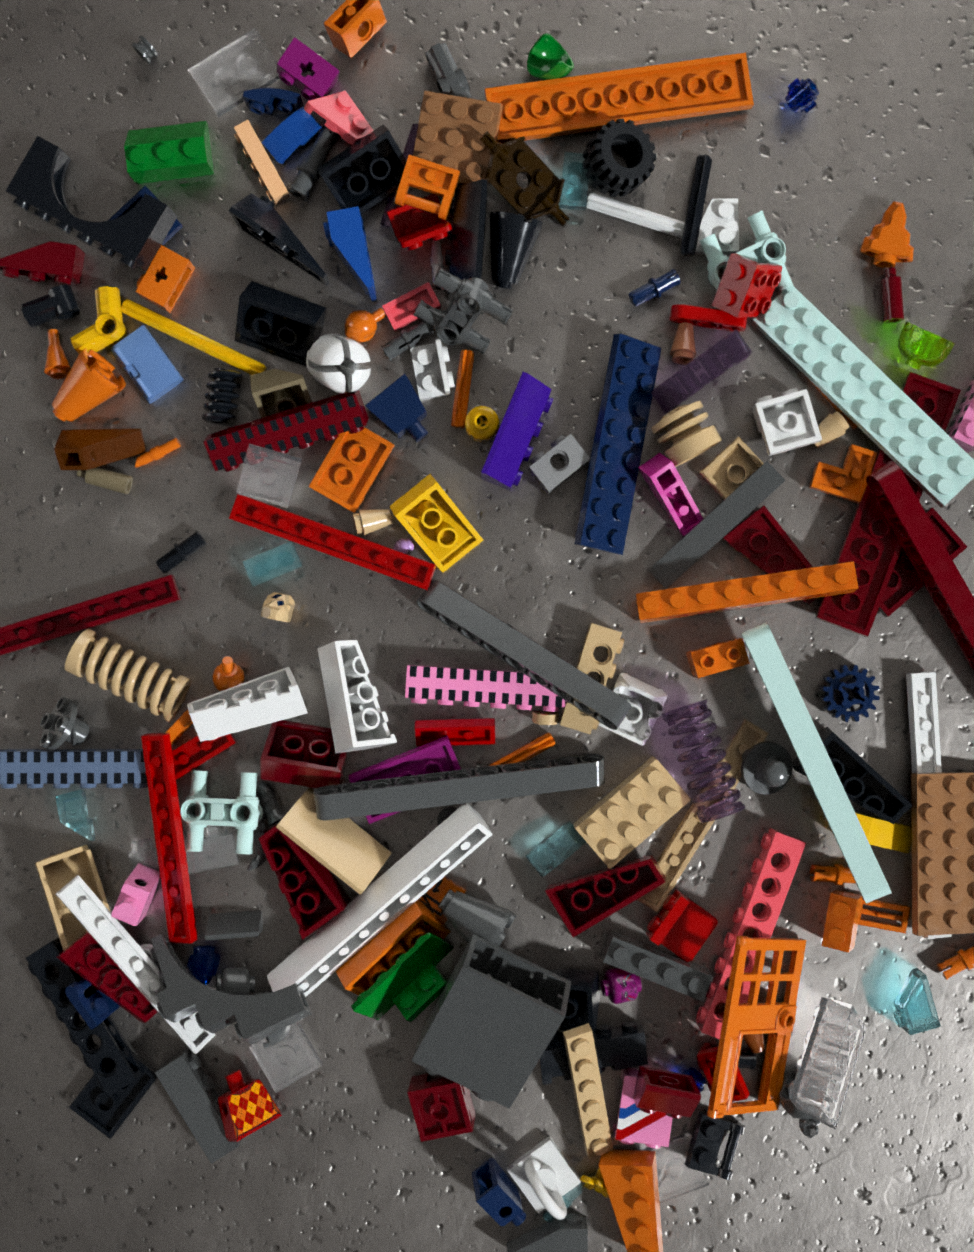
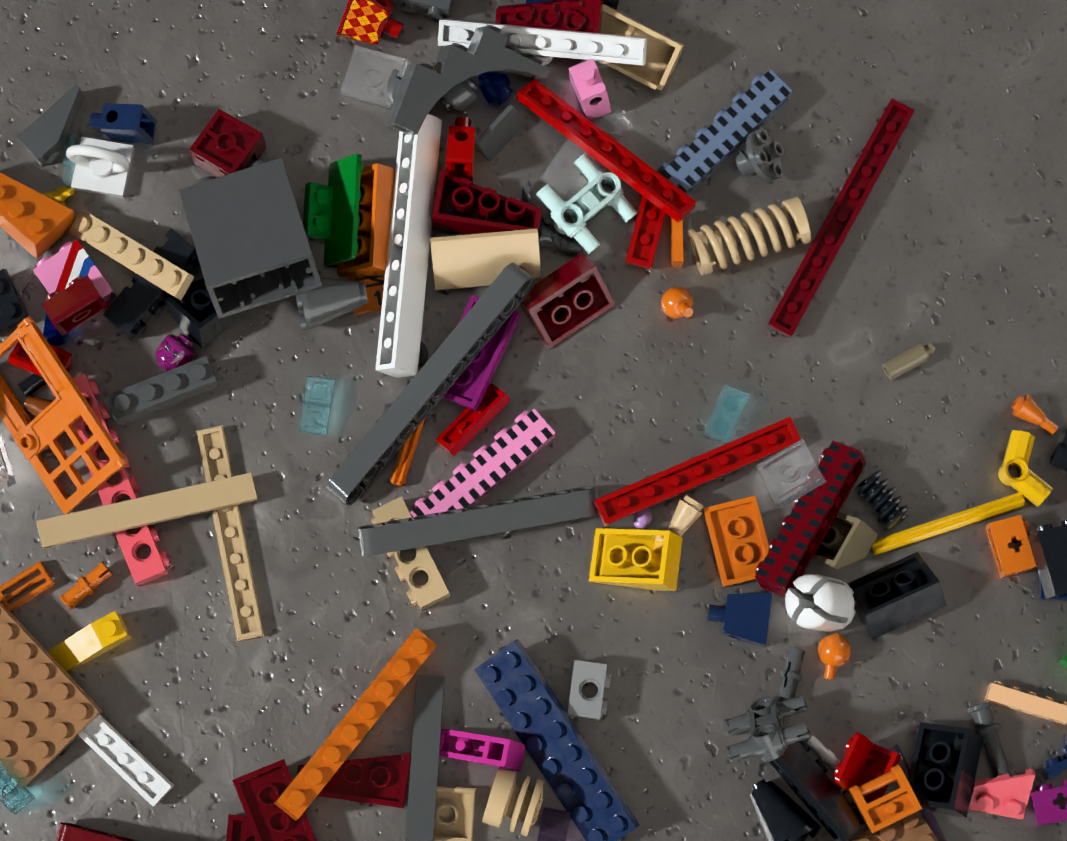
camera: 130 degrees right, 10 degrees down
(74, 813) = (691, 103): clear light blue slope -> none
(86, 386) = (986, 413): orange cone -> none
(97, 447) = (936, 375): reddish brown slope -> none
(147, 364) = (962, 472): medium blue piece -> none
(157, 452) = (890, 415): orange piece -> none
(181, 552) = (801, 359): black axle -> none
(247, 705) = (641, 295): white wedge -> none
(265, 225) = (977, 658): black wedge -> none
(273, 940) = (461, 149): none -> red torso
(278, 607) = (690, 386): tan rock -> none
(292, 132) = (1027, 744): blue slope -> none
(348, 237) = (897, 701): blue slope -> none
(351, 699) = (571, 370): white wedge -> none
(401, 309) = (816, 694): coral plate -> none
(430, 370) = (750, 670): white bracket -> none
(462, 388) = (714, 678): orange axle -> none
(477, 431) = (665, 669): yellow head -> none
(516, 432) = (641, 681): dark purple slope -> none
(545, 717) = (417, 491): tan tile -> none
(601, 893) = (254, 402): dark red wedge -> none
(631, 812) = (286, 484): tan brick -> none
(646, 706) = (352, 570): white slope -> none
(681, 926) = (169, 437): red bracket -> none
(697, 713) = (306, 603): clear purple piece -> none
(717, 657) = (330, 658): orange brick -> none
(752, 889) = (146, 510): none -> tan tile
(766, 767) = (215, 612): dark grey plate -> none
(816, 763) = (186, 645): light aqua beam -> none
(842, 700) = (202, 716): dark blue gear -> none
(842, 920) = (56, 562): orange brick -> none
(861, 781) = (148, 665): black wedge -> none

